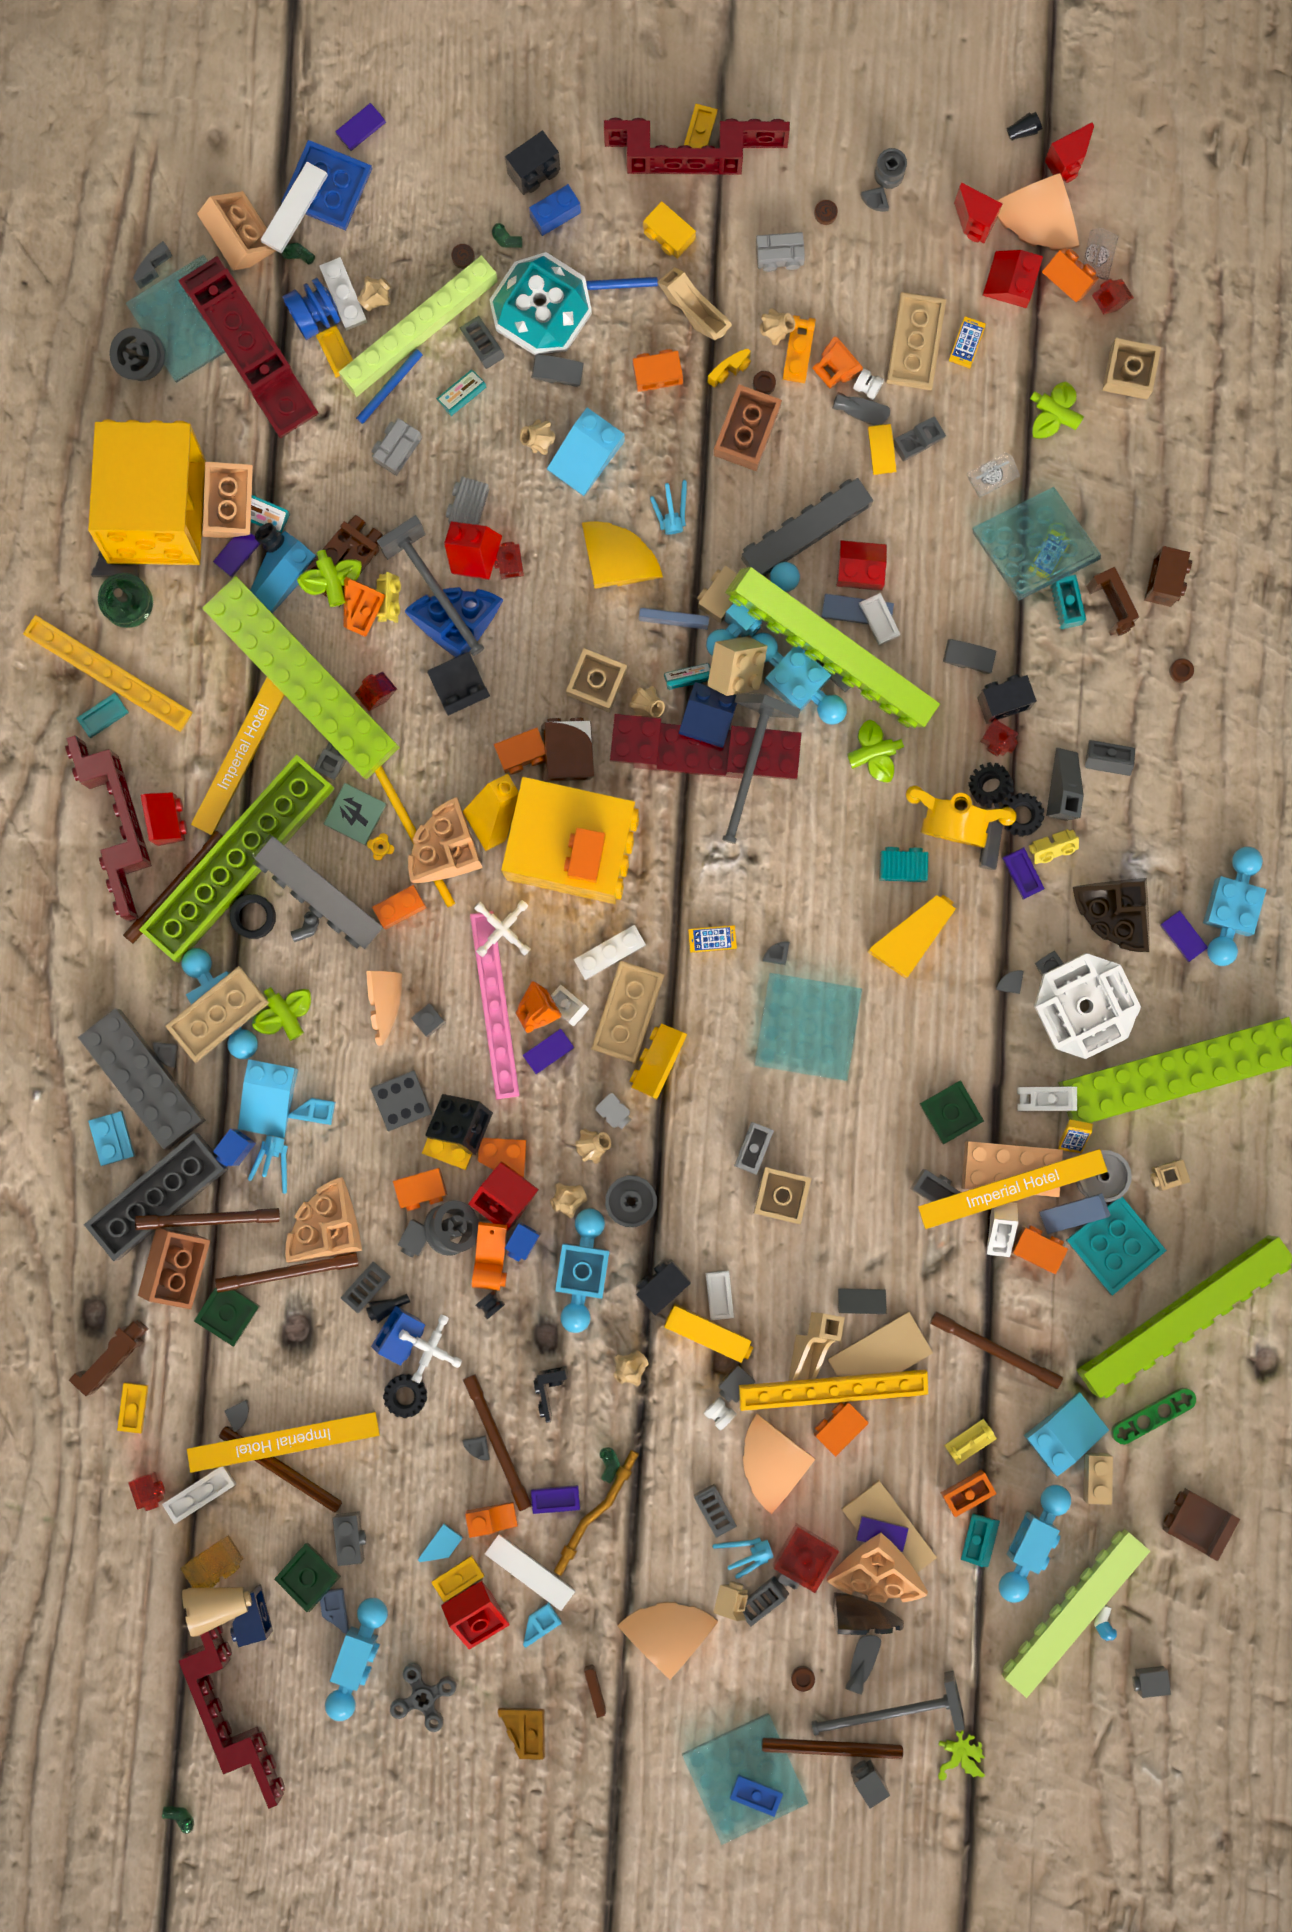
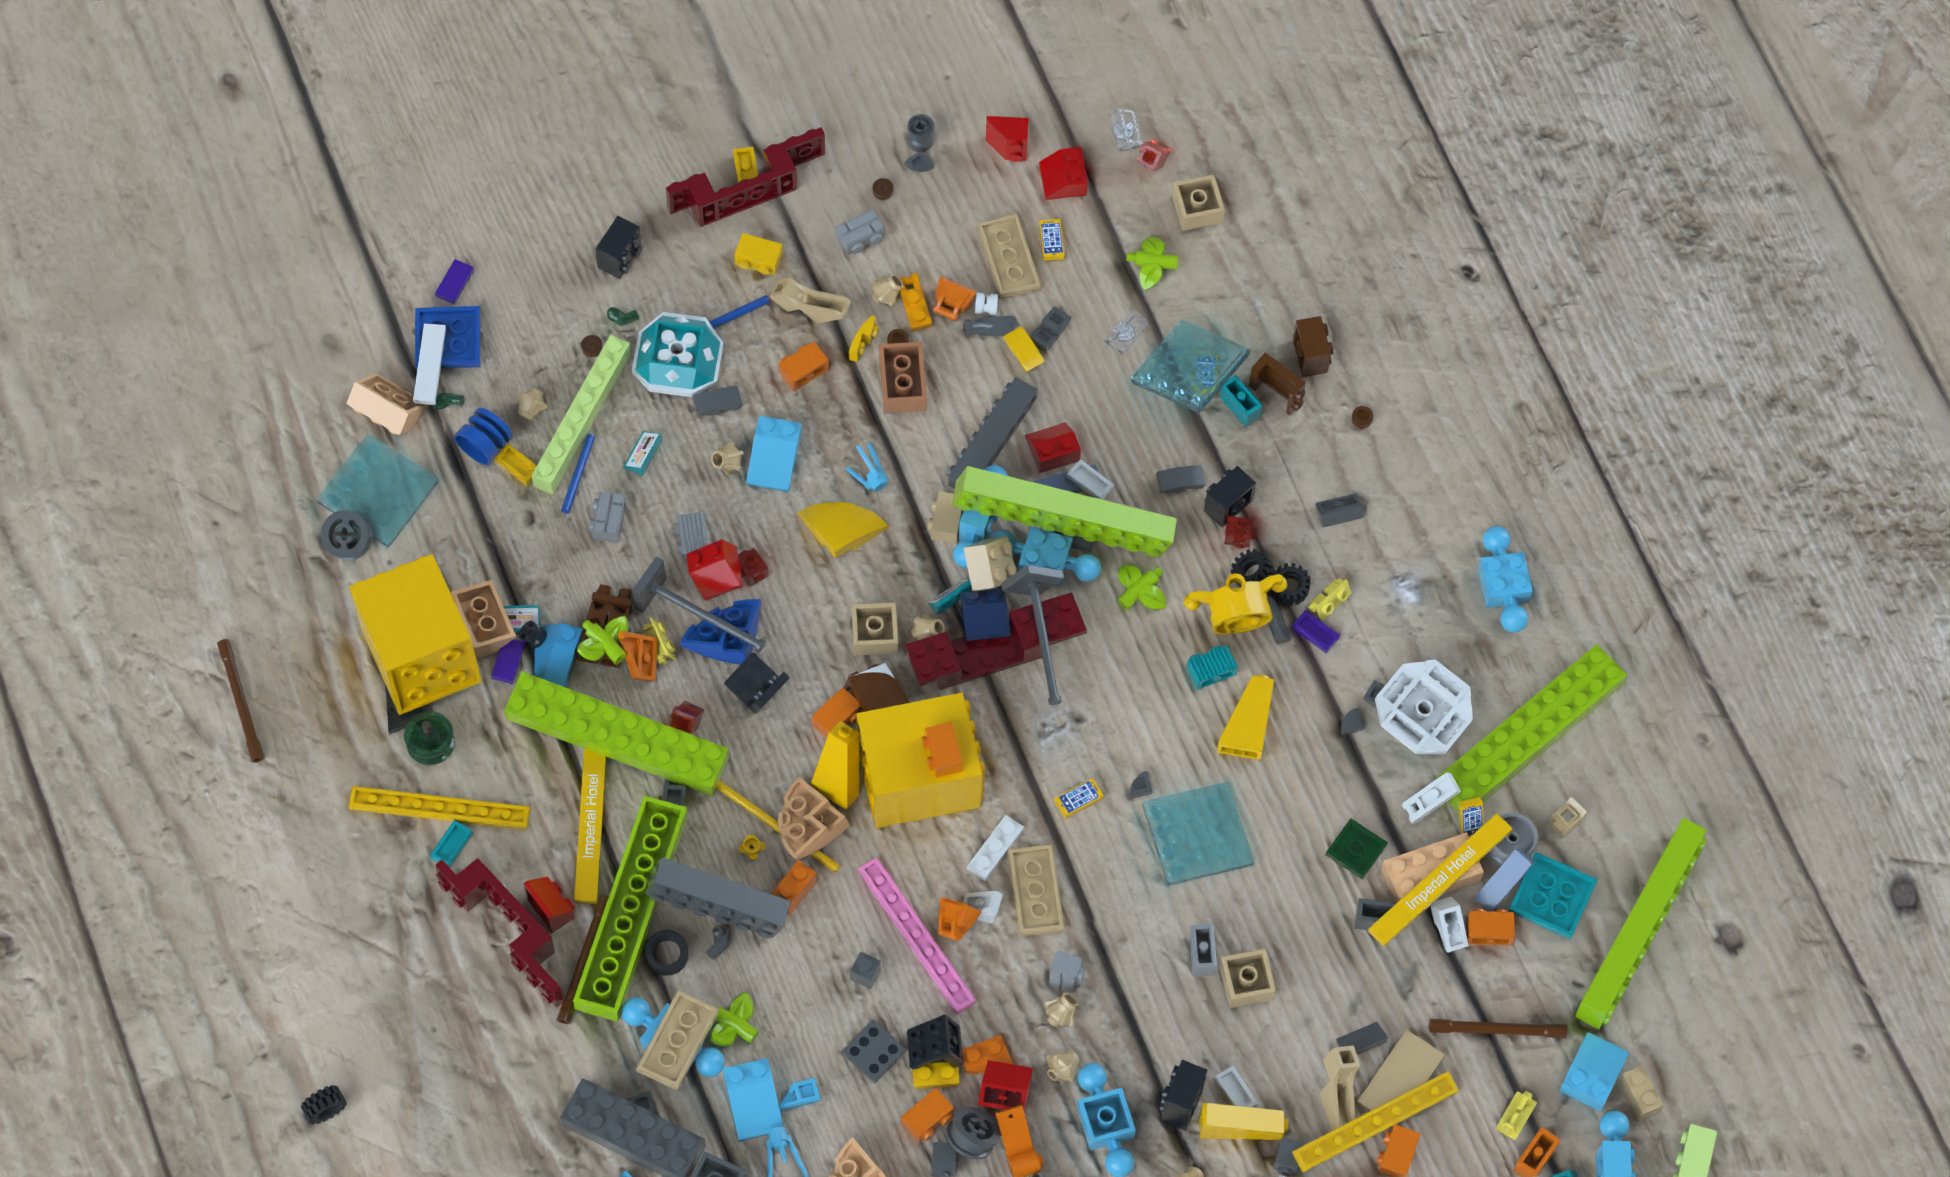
camera: 30 degrees left, 20 degrees down
(146, 271) = (324, 464): dark grey slope -> none
(233, 1148) = (746, 1149): blue brick -> none
(248, 346) = (444, 482): dark red bracket -> none
(343, 293) = (517, 425): white plate -> none
(355, 814) = (716, 830): sand green tile -> none
(385, 995) = (818, 968): light nougat brick -> none
(489, 355) = (653, 412): dark grey slope -> none
(502, 928) = (892, 866): white piece -> none
(522, 1242) = (1041, 1116): blue brick -> none
(548, 1051) = (983, 952): dark purple tile -> none
(555, 210) = (654, 277): blue brick -> none
(617, 1201) = (1131, 1041): dark grey wheel -> none
(658, 1060) = (1083, 914): yellow slope -> none
(673, 618) = (915, 553): sand blue tile -> none
(1024, 127) = (1016, 57): black cone -> none
(1041, 214) = (1063, 118): light nougat brick -> none
(1066, 787) = (1315, 546): dark grey slope -> none
(1068, 153) = (1061, 63): red slope -> none
(1071, 274) = (1110, 152): orange brick -> none
(1117, 911) = (1410, 627): dark brown brick -> none
(1152, 1413) = (1662, 1024): green beam -> none
(1183, 936) = (1476, 623): dark purple tile -> none
(1200, 1524) = (1747, 1094): reddish brown panel -> none

